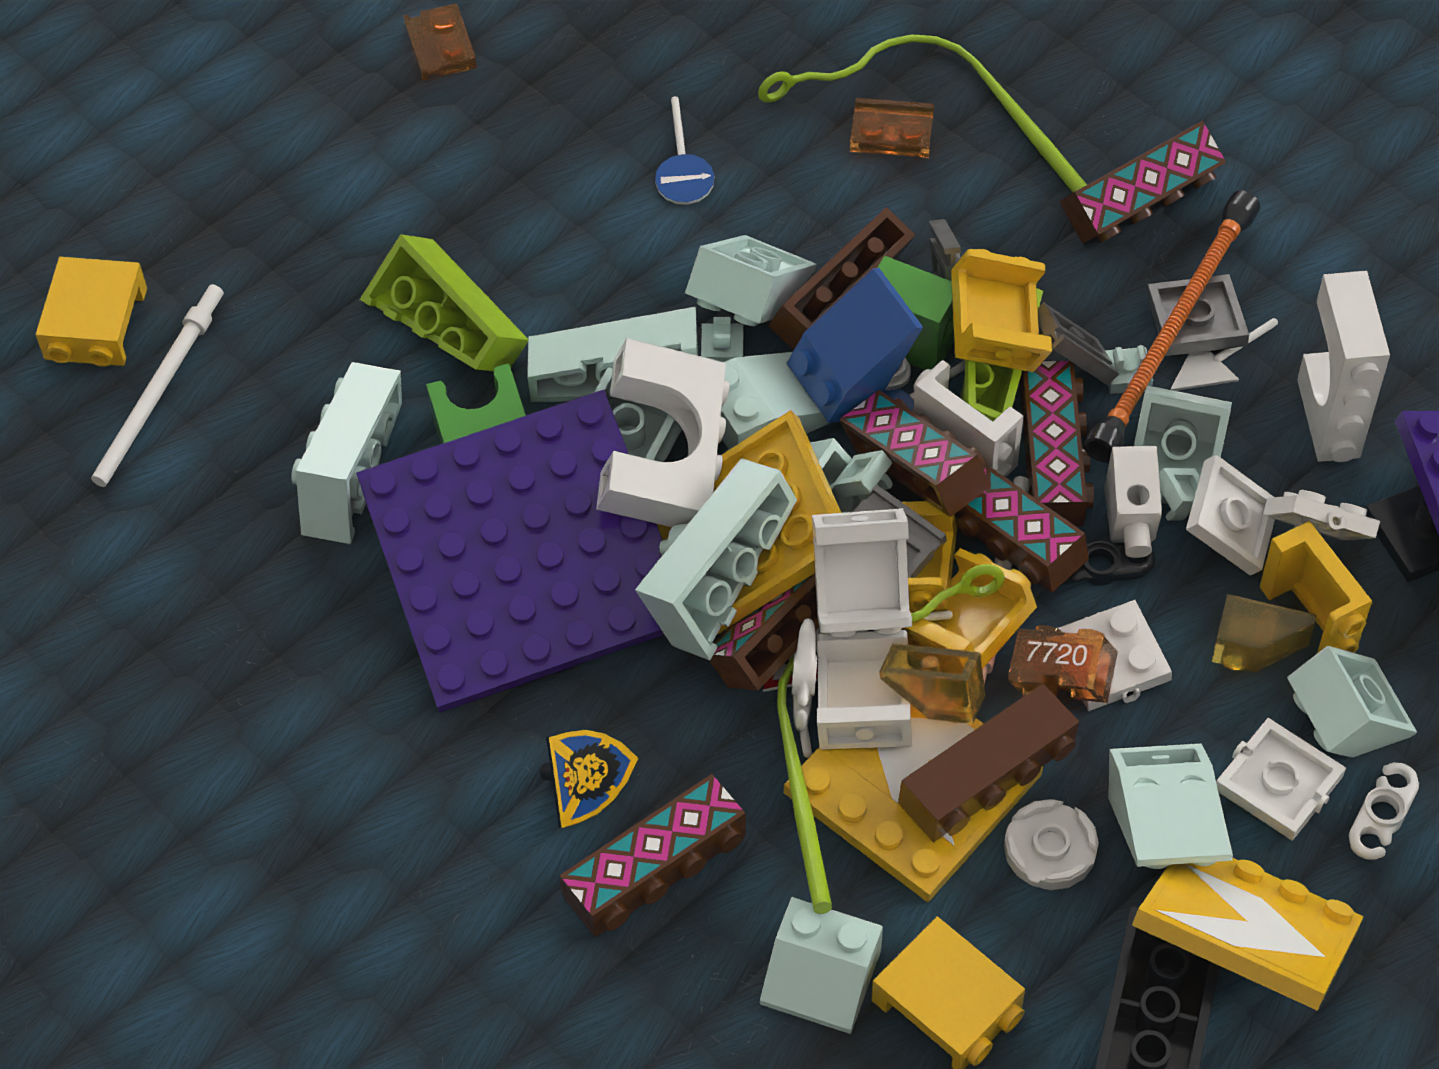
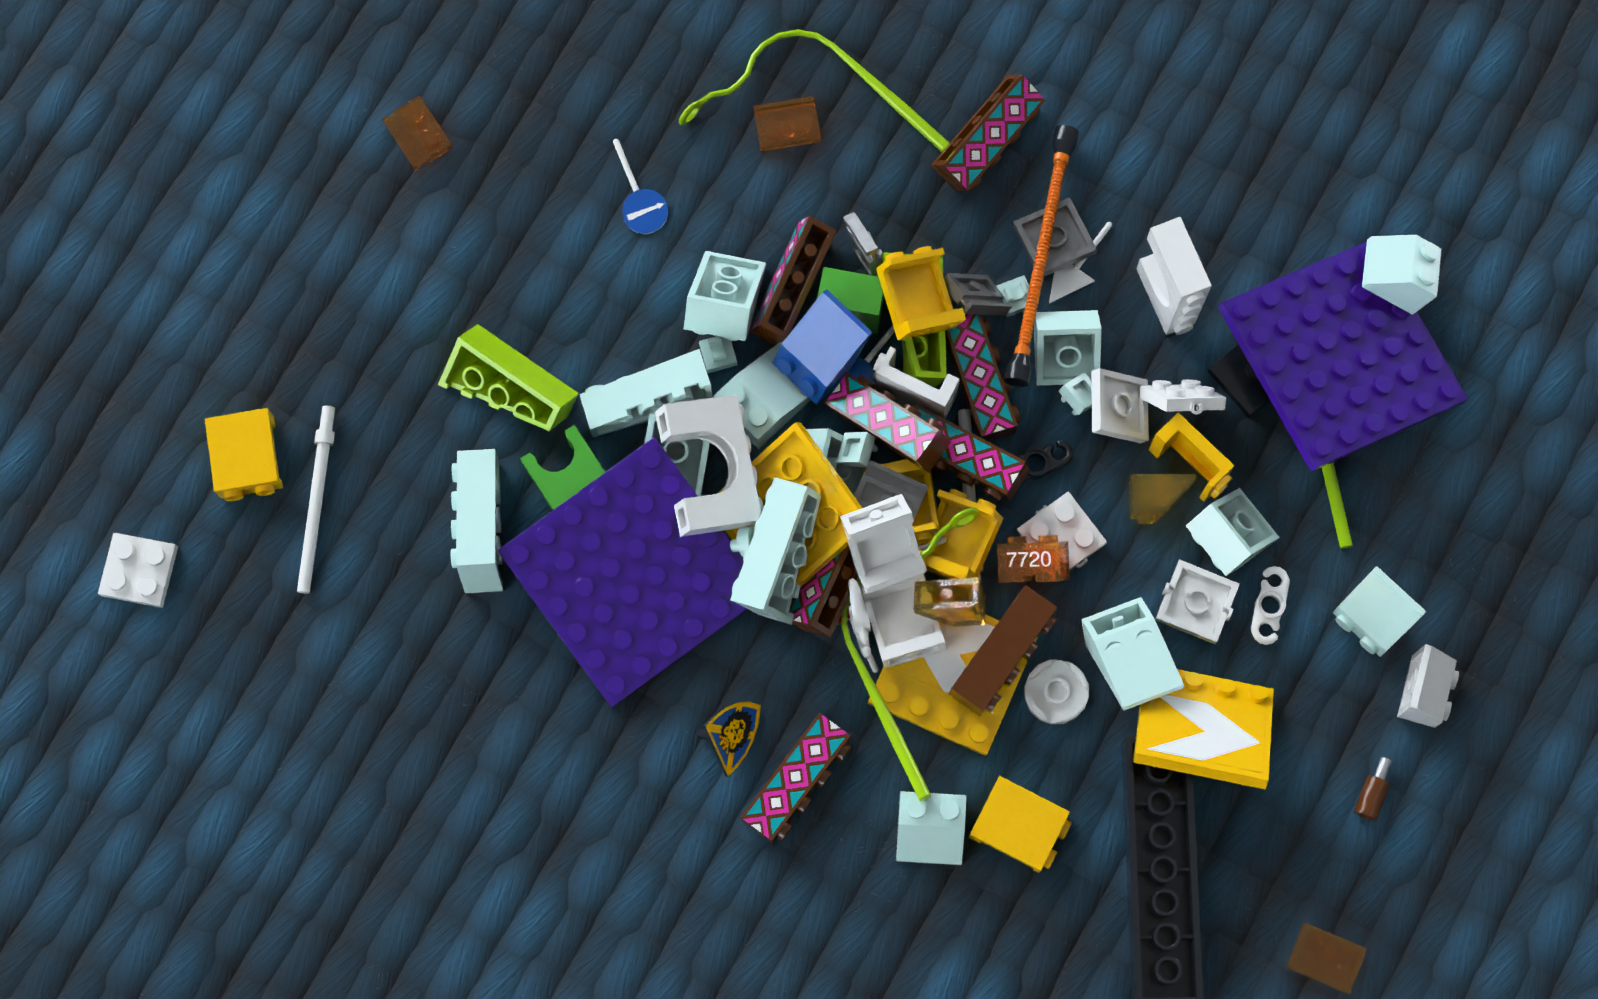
camera: 15 degrees left, 20 degrees up
(1133, 498) = (1048, 402): white torso -> none

